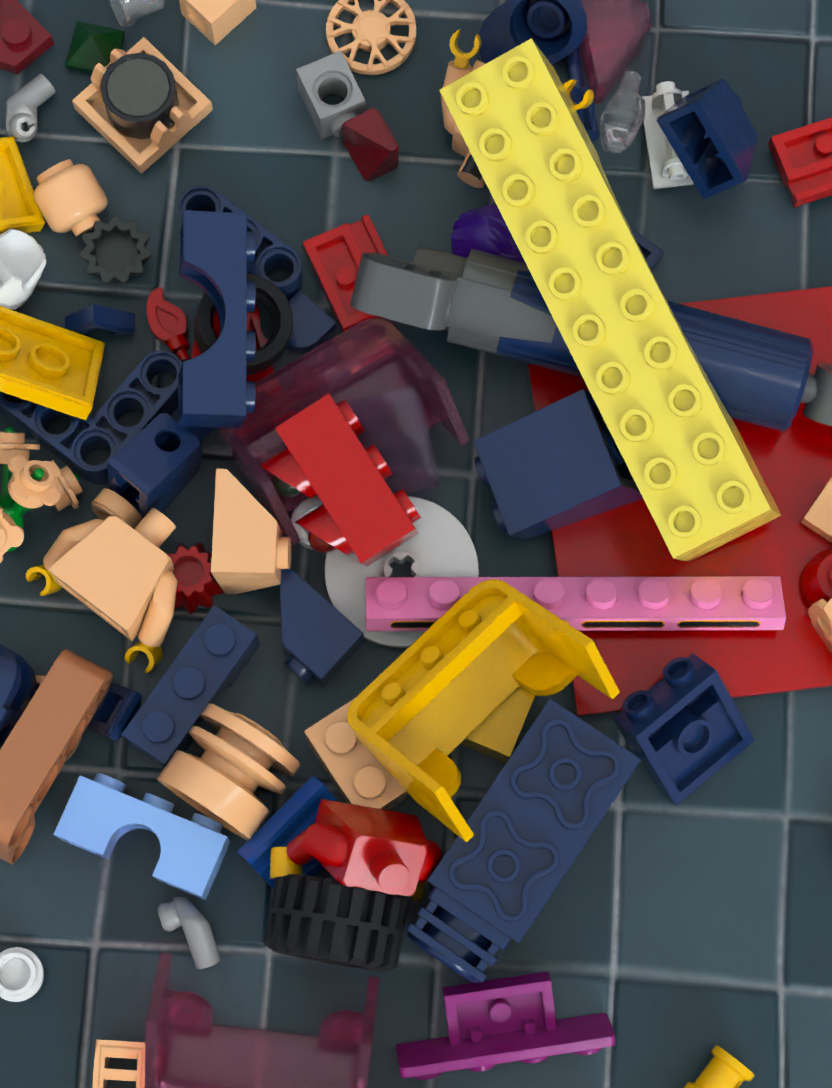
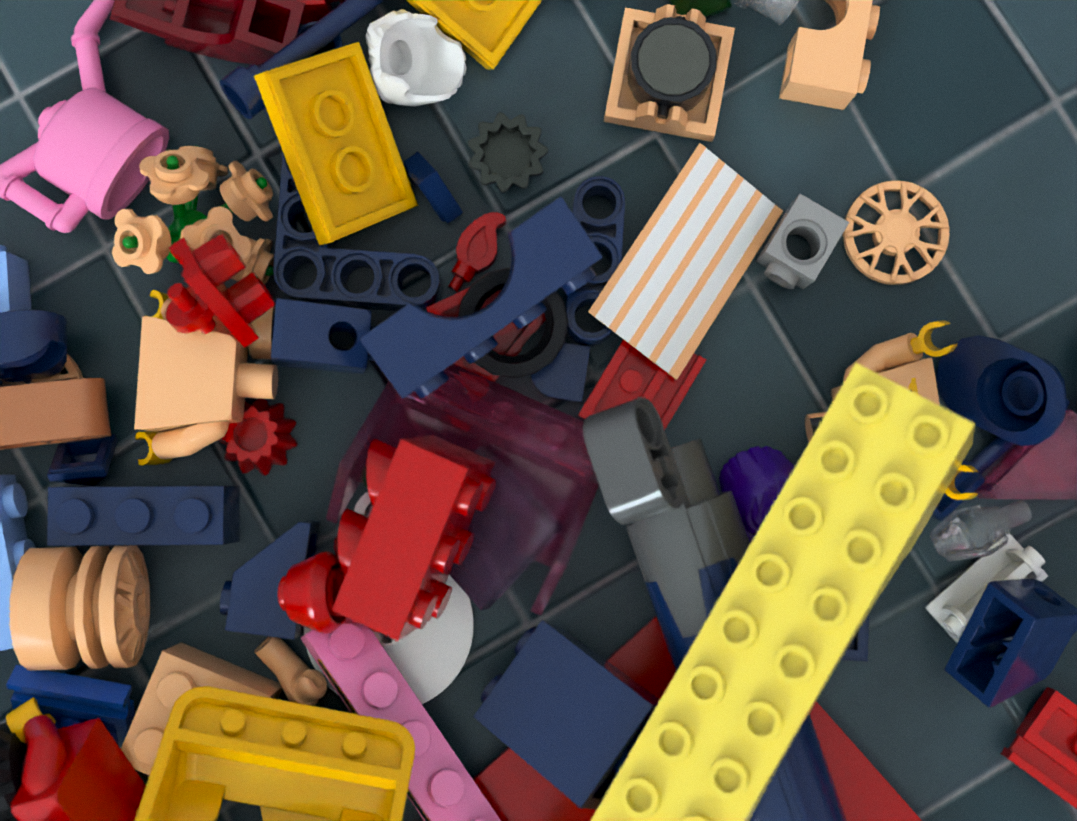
camera: 60 degrees right, 10 degrees up
(70, 198) = (530, 74): light nougat head -> none
(71, 503) = (207, 295): none -> red hips
(245, 540) = (299, 472): light nougat slope -> none
(287, 180) = (686, 261): none -> sticker
(340, 585) = (311, 591): none -> red cone
(370, 144) = (779, 313): dark red slope -> none
(370, 666) = (295, 677): none -> light nougat arm

